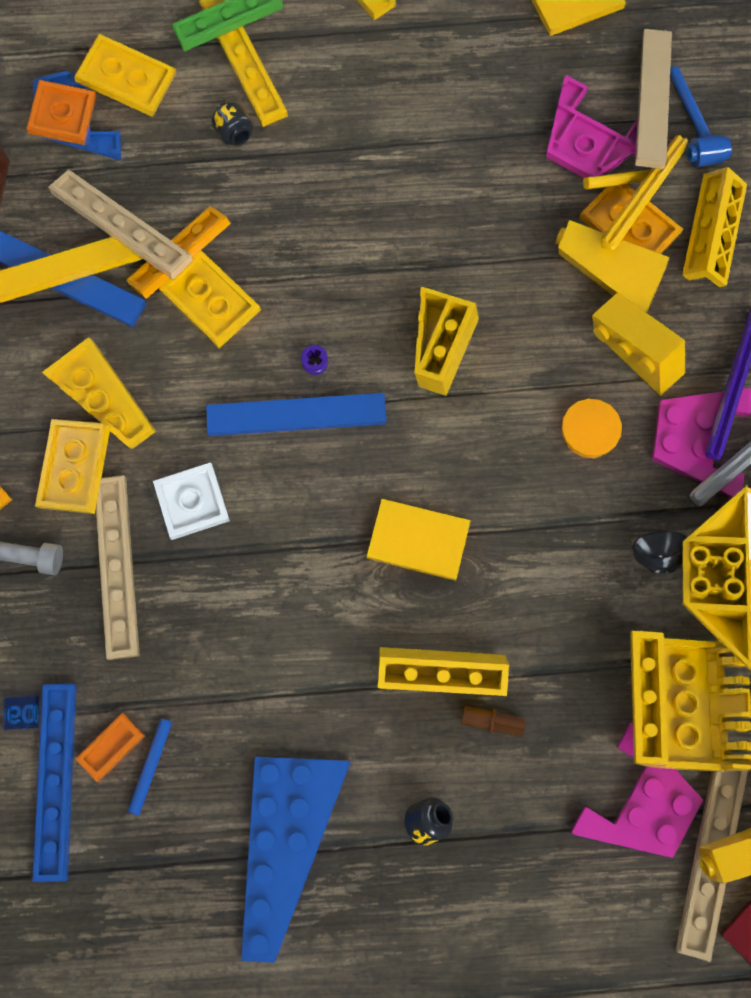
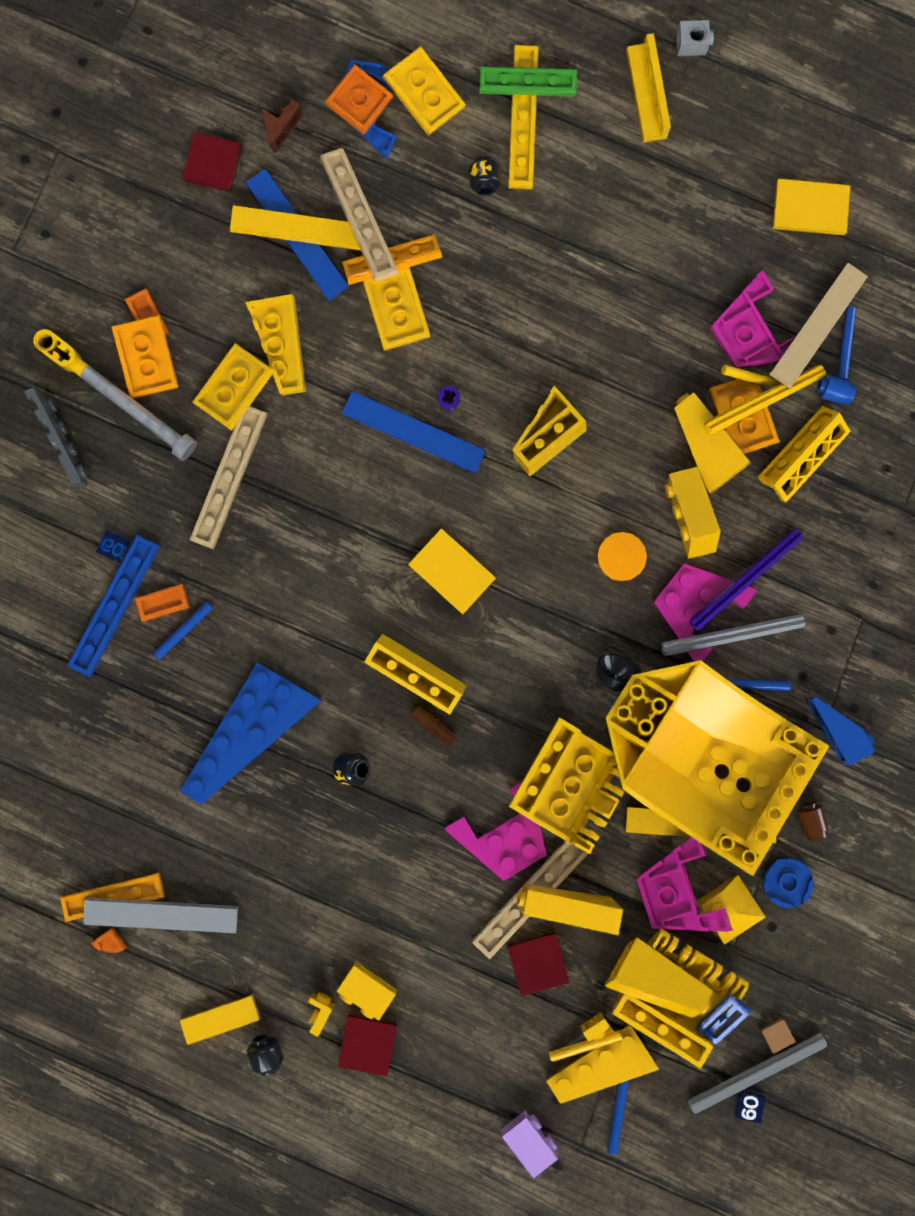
camera: 25 degrees right, 10 degrees up
(191, 501) = (304, 457): white plate -> none

